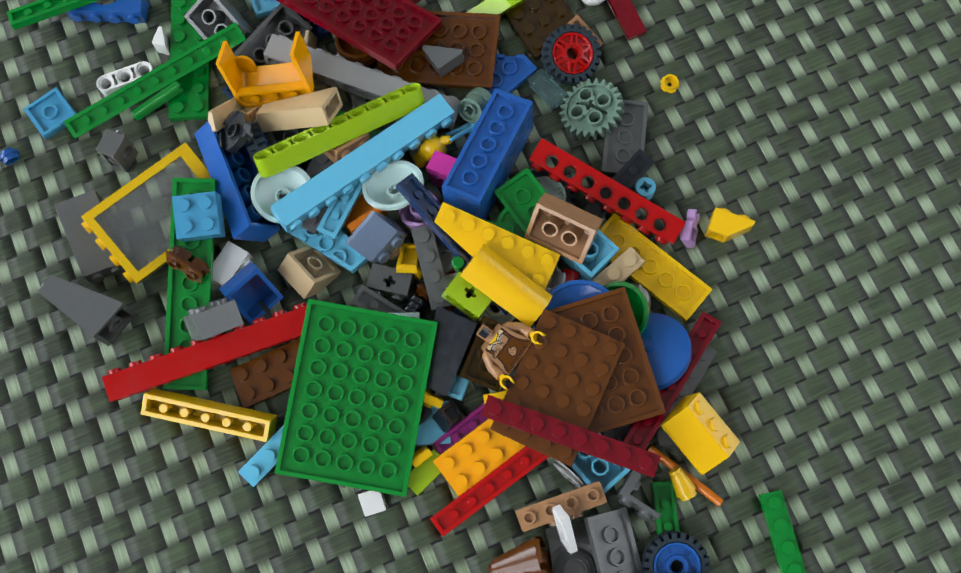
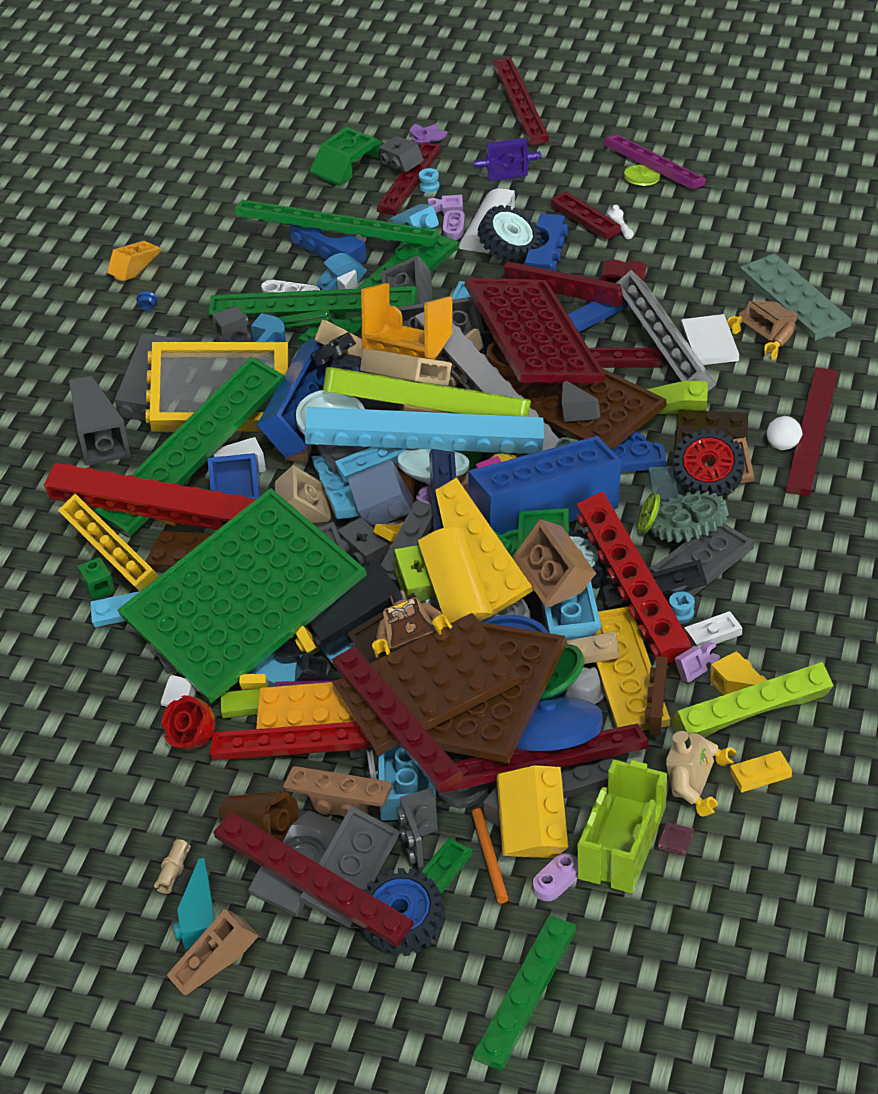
camera: 40 degrees right, 30 degrees down
(50, 112) = (203, 287): dark azure tile -> none
(143, 33) = (337, 266): none -> dark azure brick
(144, 126) = (268, 329): none -> dark azure brick
(179, 259) = (202, 426): reddish brown hinge -> none
(198, 216) = (243, 390): dark azure brick -> none
(212, 320) = (181, 466): dark grey brick -> none
(220, 447) = (96, 578): none -> green brick
(411, 527) = (188, 723): none -> red cylinder
(564, 529) = (320, 799): white tile -> none
(565, 124) = (648, 513): none -> lime wheel
(673, 80) = (793, 541): yellow plate -> none
(679, 195) = (714, 630): none -> white plate
(682, 484) = (476, 855): yellow cone -> none
(698, 280) = (656, 696): none -> reddish brown plate
(739, 272) = (775, 693): none -> lime arch
(741, 461) = (559, 876): none -> lavender plate
(758, 320) = (690, 766): none -> tan torso
(759, 402) = (622, 825): none -> lime piece
(783, 377) = (676, 839): none -> clear pink tile
(791, 288) = (760, 771): none -> yellow plate

